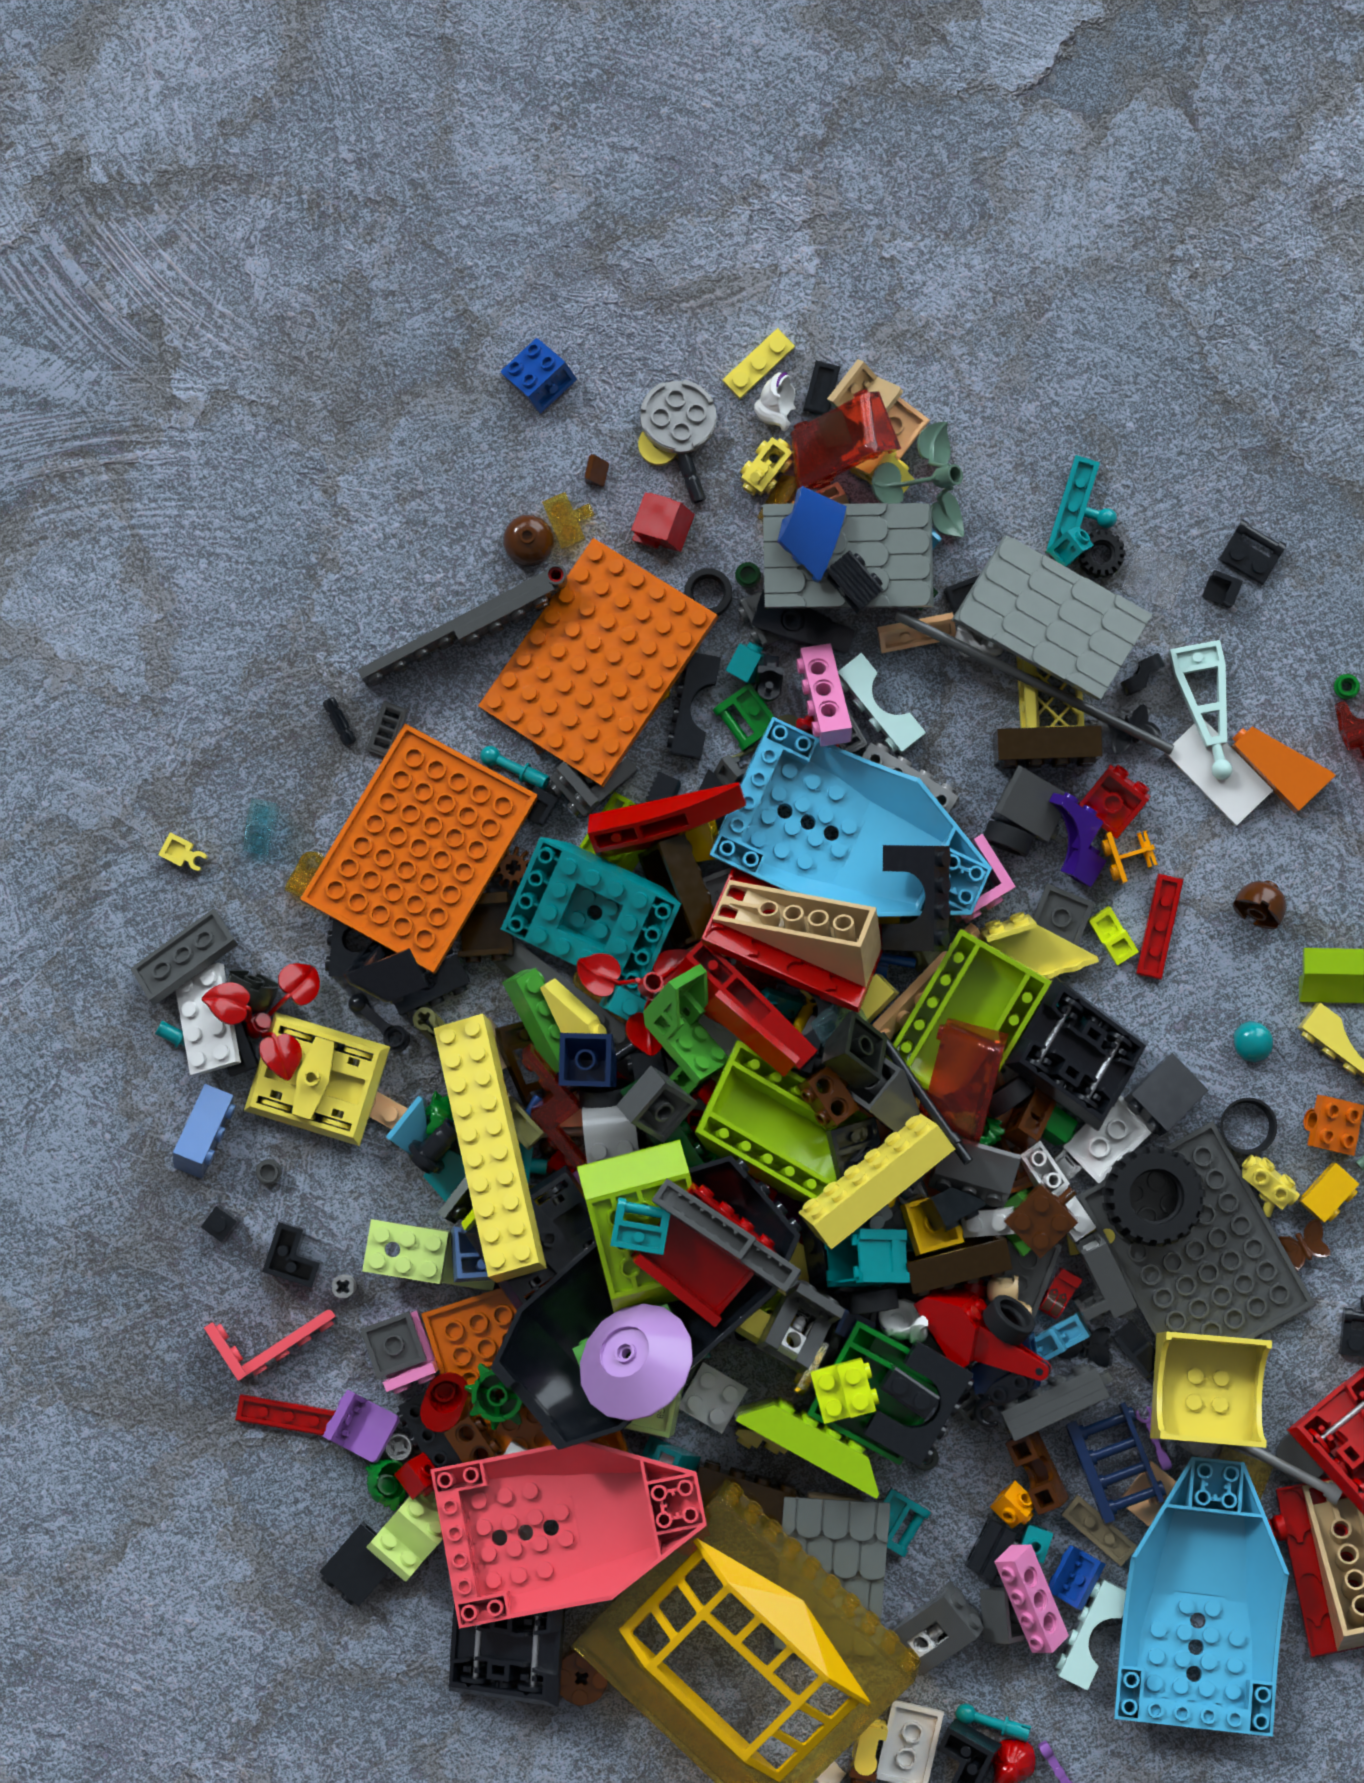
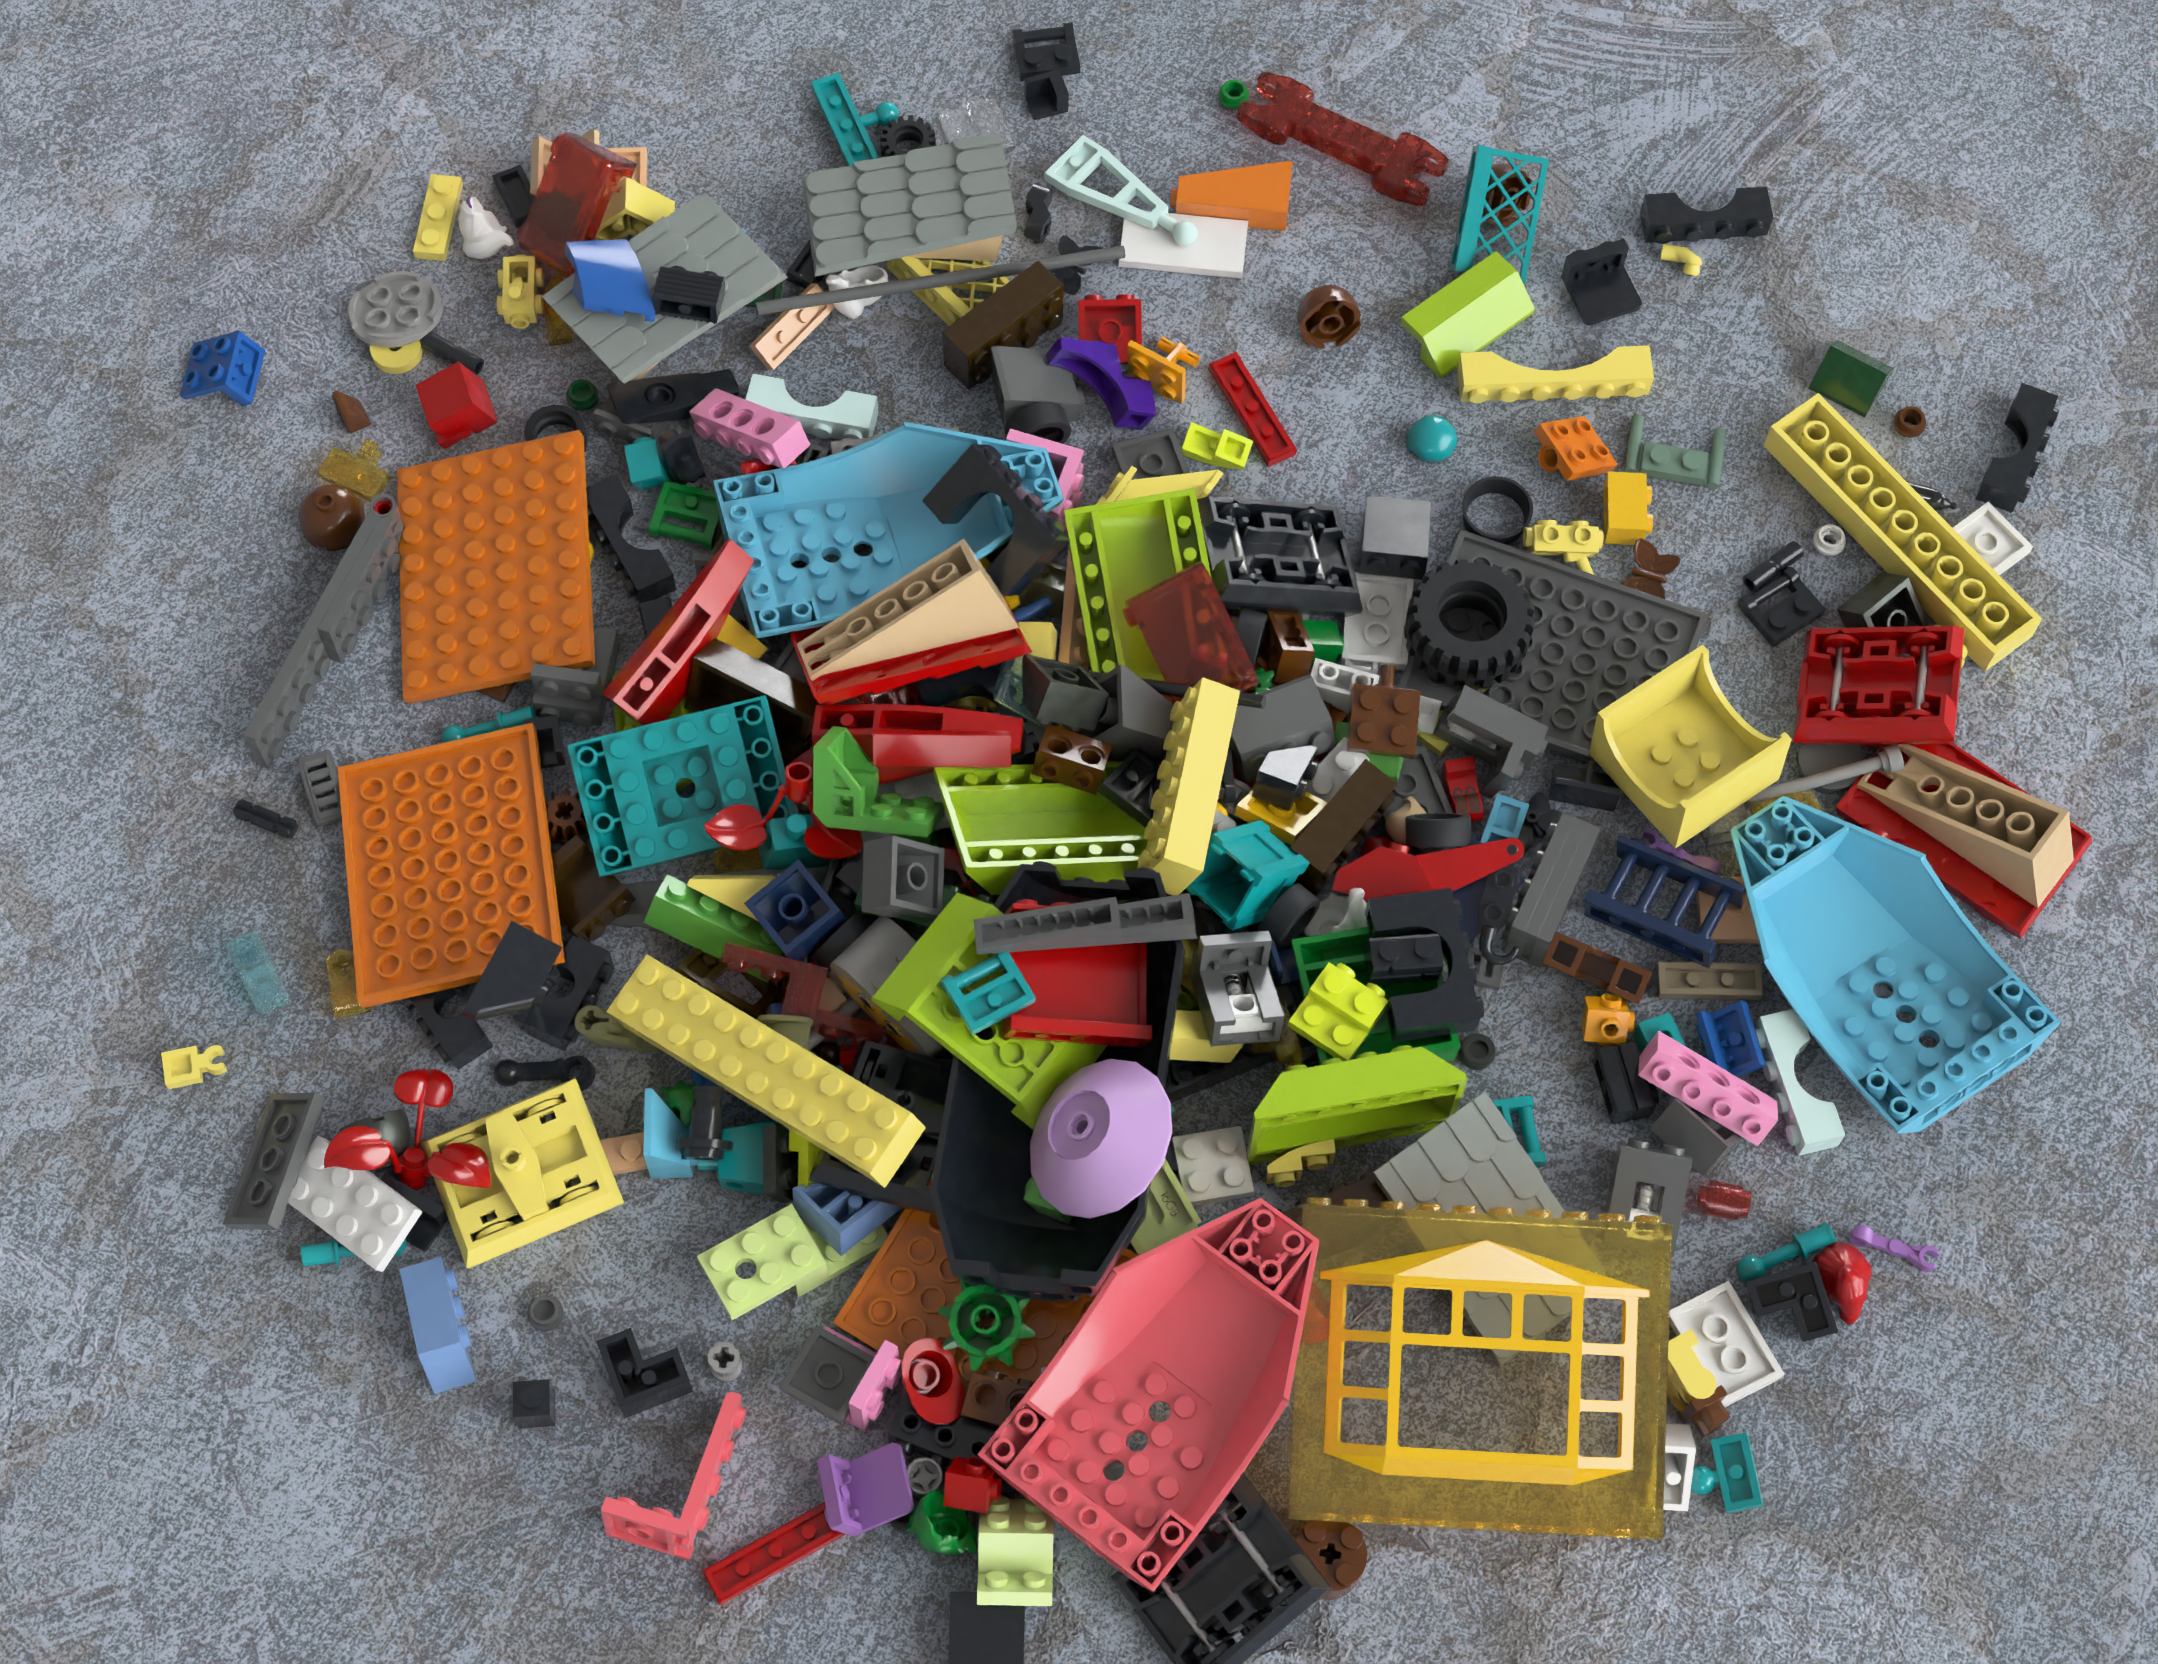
camera: 40 degrees left, 20 degrees down
(934, 446) = (700, 166): sand green plant -> none
(985, 1665) = (1724, 1200): none -> clear red brick
(1070, 546) = (873, 144): teal bracket -> none

